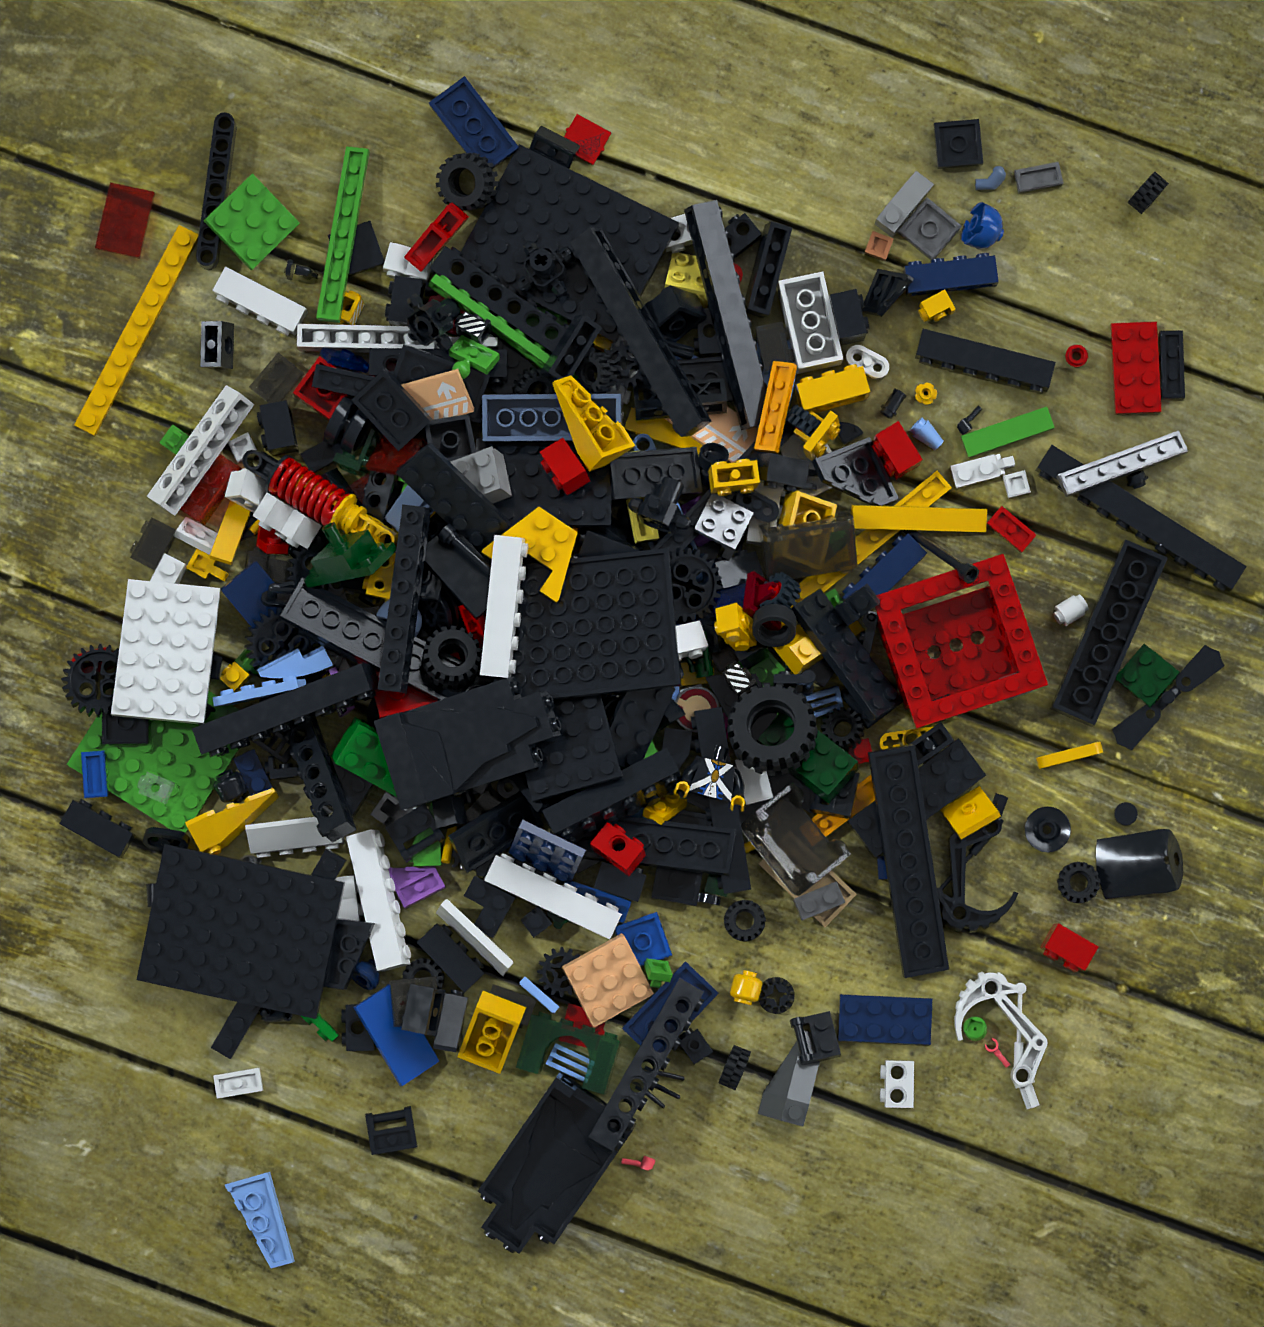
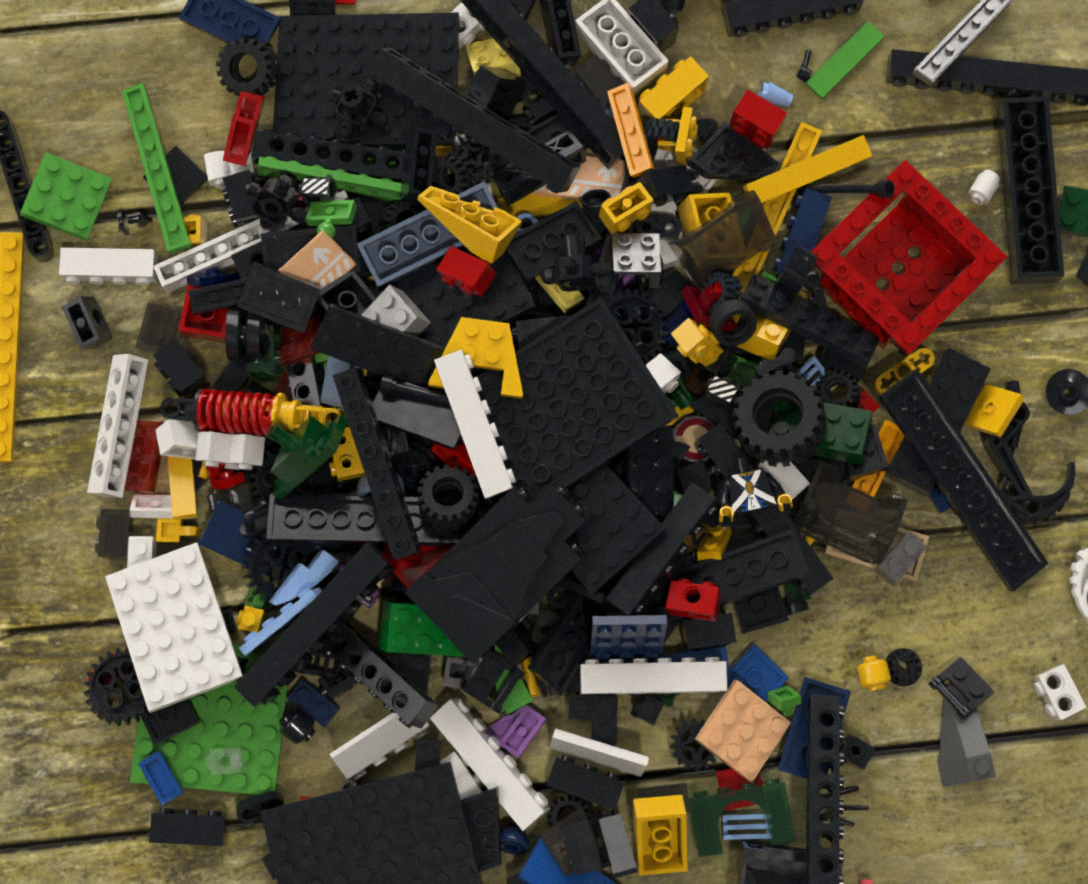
camera: 30 degrees left, 5 degrees down
(174, 439) = (88, 429): bright green tile -> none
(217, 830) = (304, 773): yellow wedge -> none
(241, 445) = (152, 405): white tile -> none
(539, 995) = (685, 777): light blue tile -> none
(730, 920) = (853, 612): black tyre -> none
(734, 1067) = (902, 753): black tyre -> none
(868, 360) = (685, 52): white plate -> none
(885, 1019) = (1014, 639): dark blue plate -> none
(892, 404) = (730, 88): black pin -> none
(921, 398) = (755, 67): yellow plate -> none
(931, 743) = (928, 360): black brick -> none
(980, 470) = (838, 104): white hinge -> none
(1011, 529) = (894, 142): red plate -> none
(1016, 484) = (876, 102): white tile -> none
(1069, 755) = (1052, 316): yellow beam -> none
(1137, 479) = (980, 46): black plate -> none

